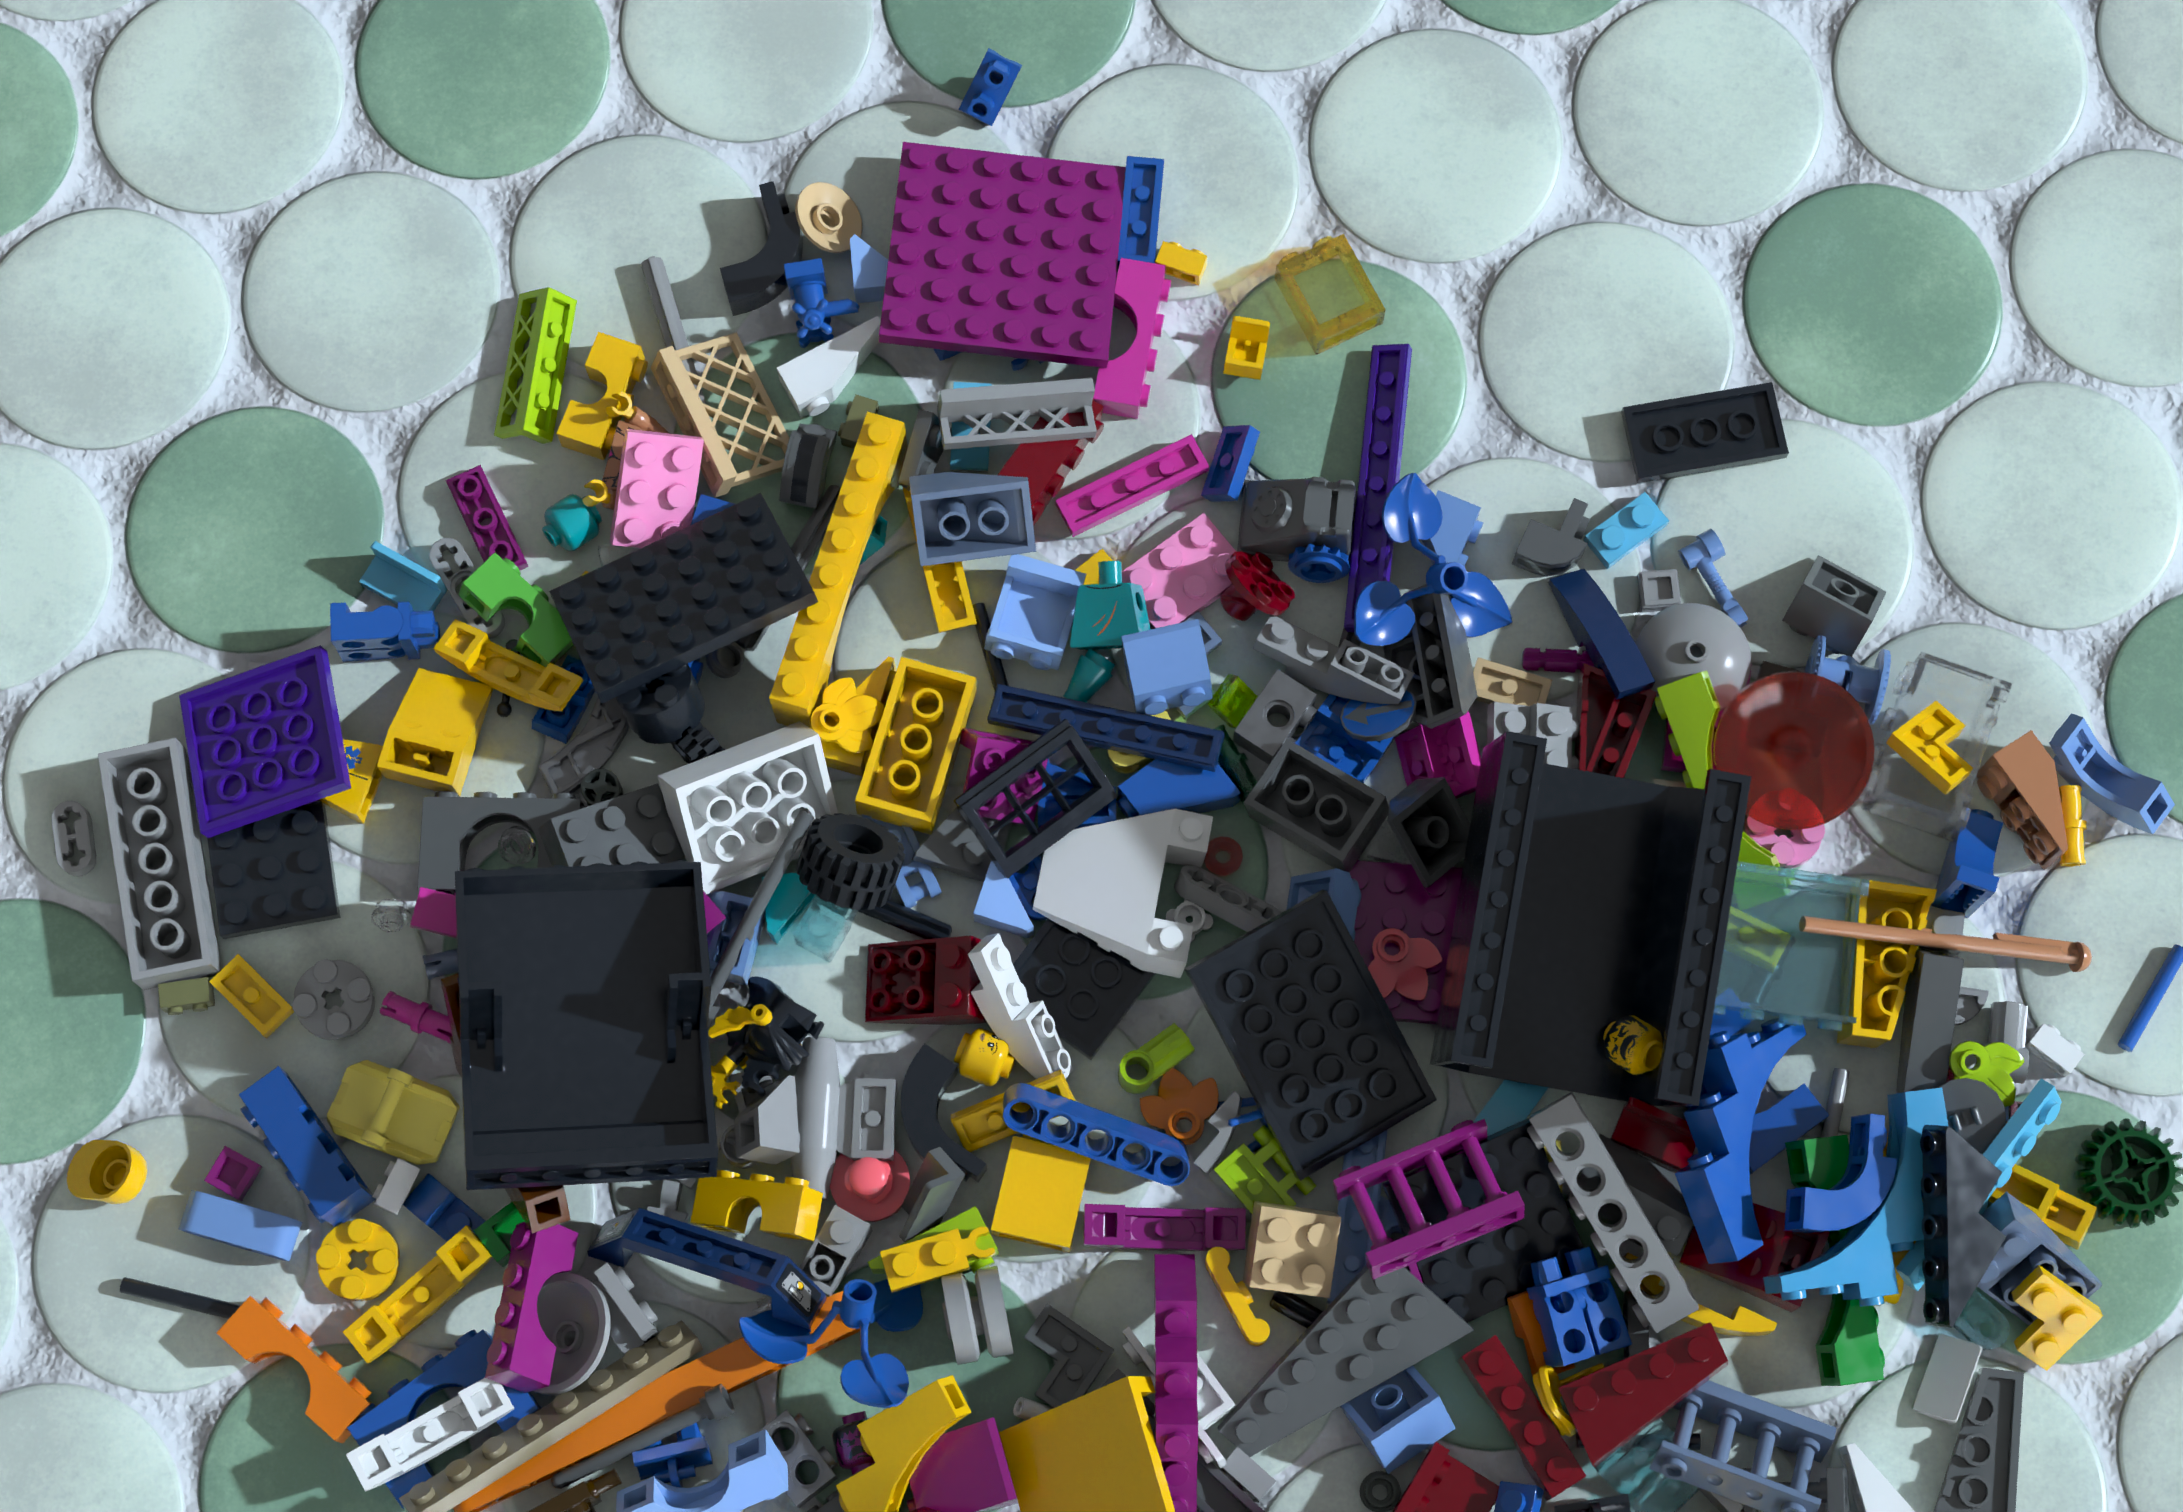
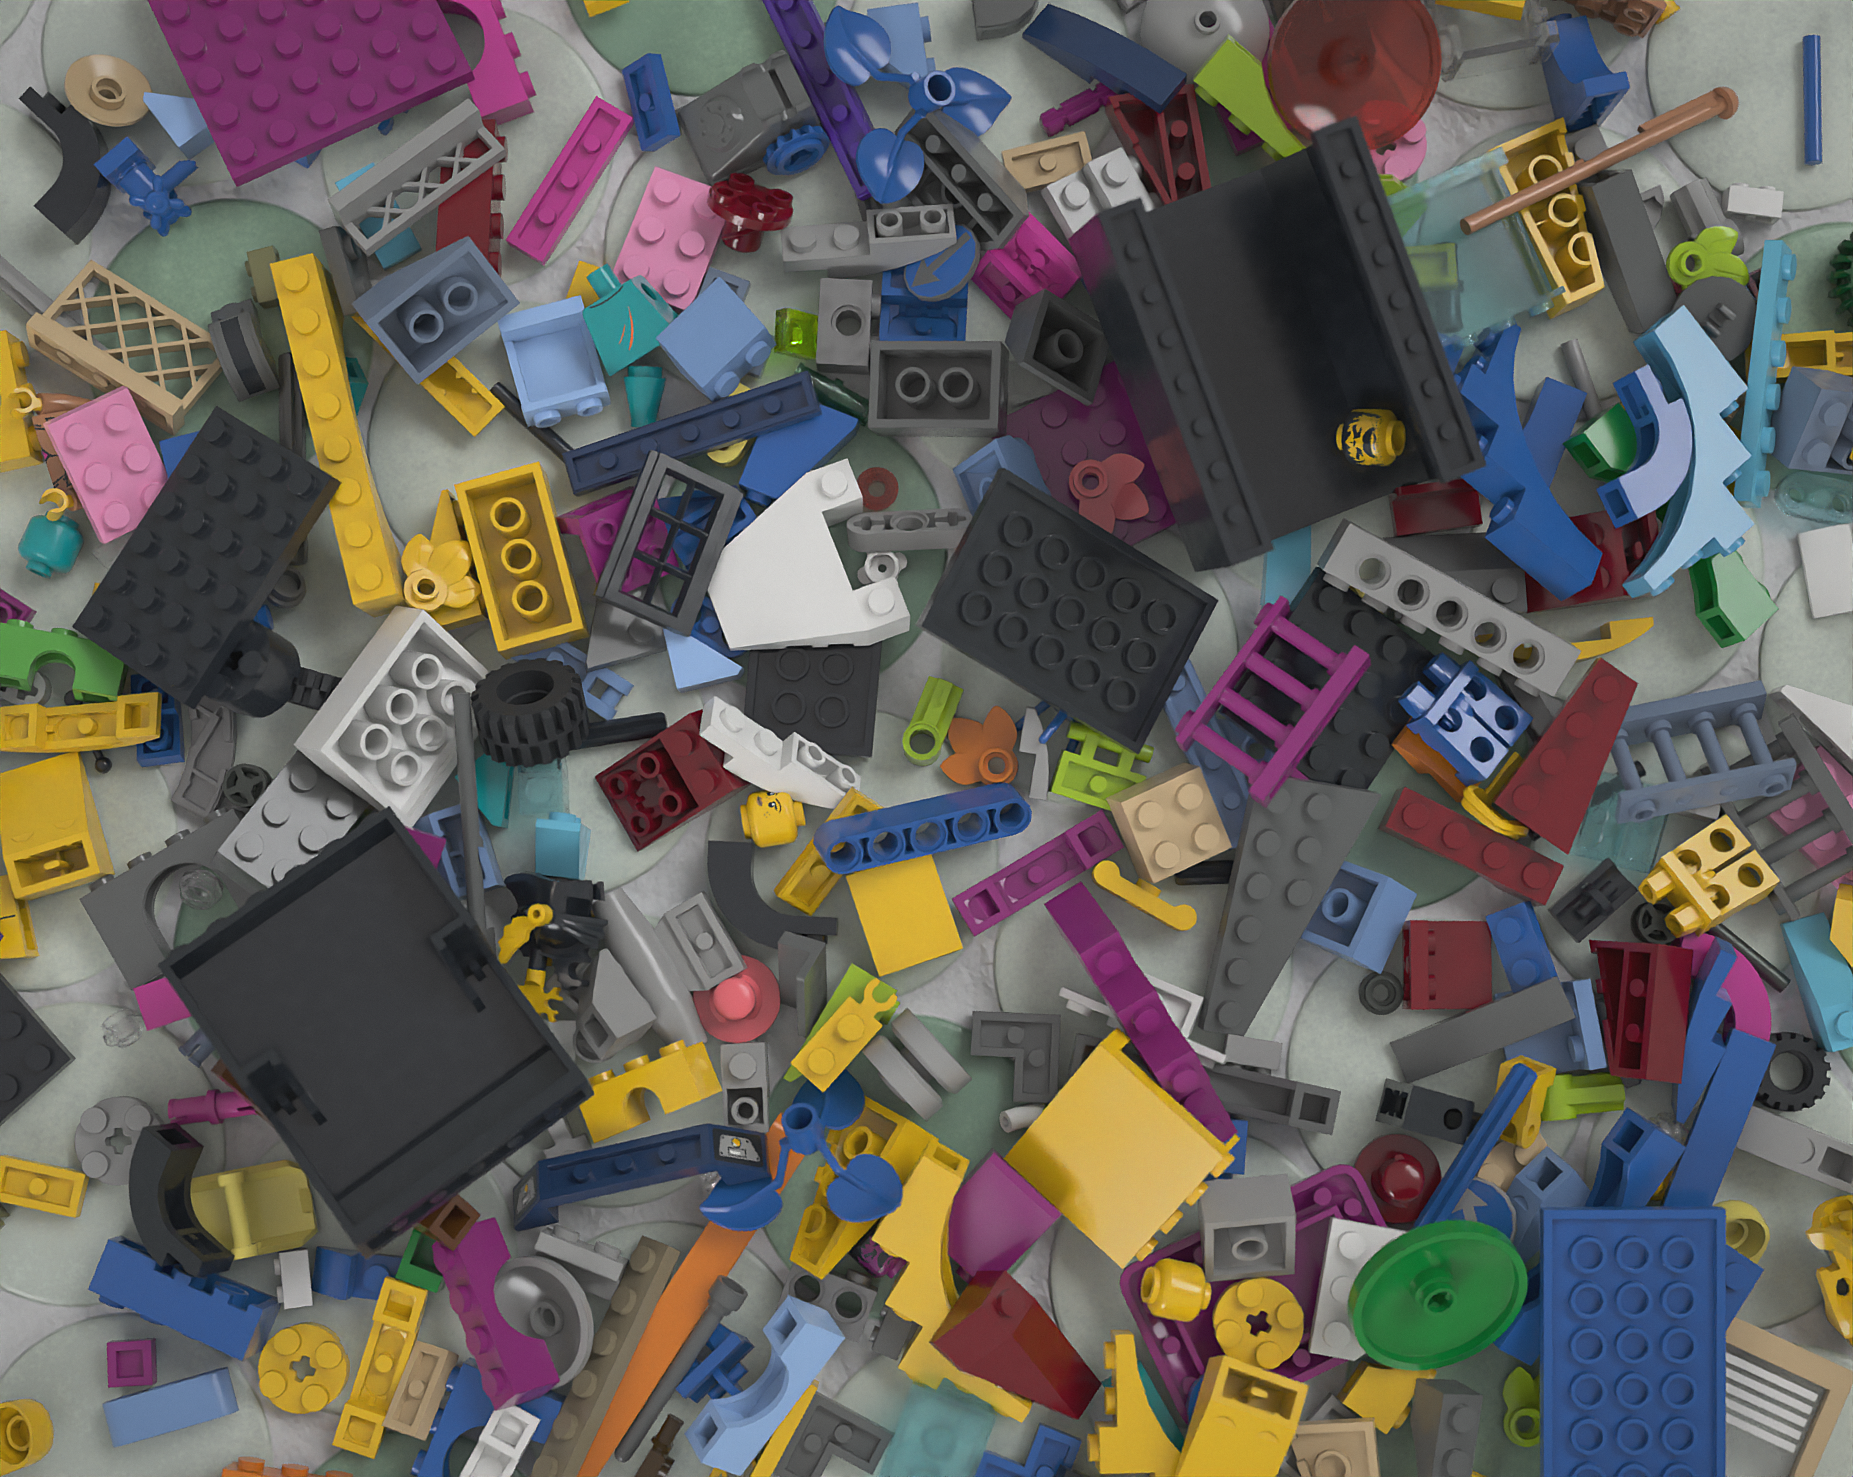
camera: 30 degrees left, 10 degrees up
(336, 1062) = (163, 1205): none -> black arch
(436, 1331) = (420, 1390): none -> tan plate
(810, 977) = (561, 846): none -> medium azure slope
(823, 372) = (202, 246): white slope -> none
(827, 1405) = (878, 1131): none -> yellow wedge
(1956, 1237) = (1777, 437): black slope -> none

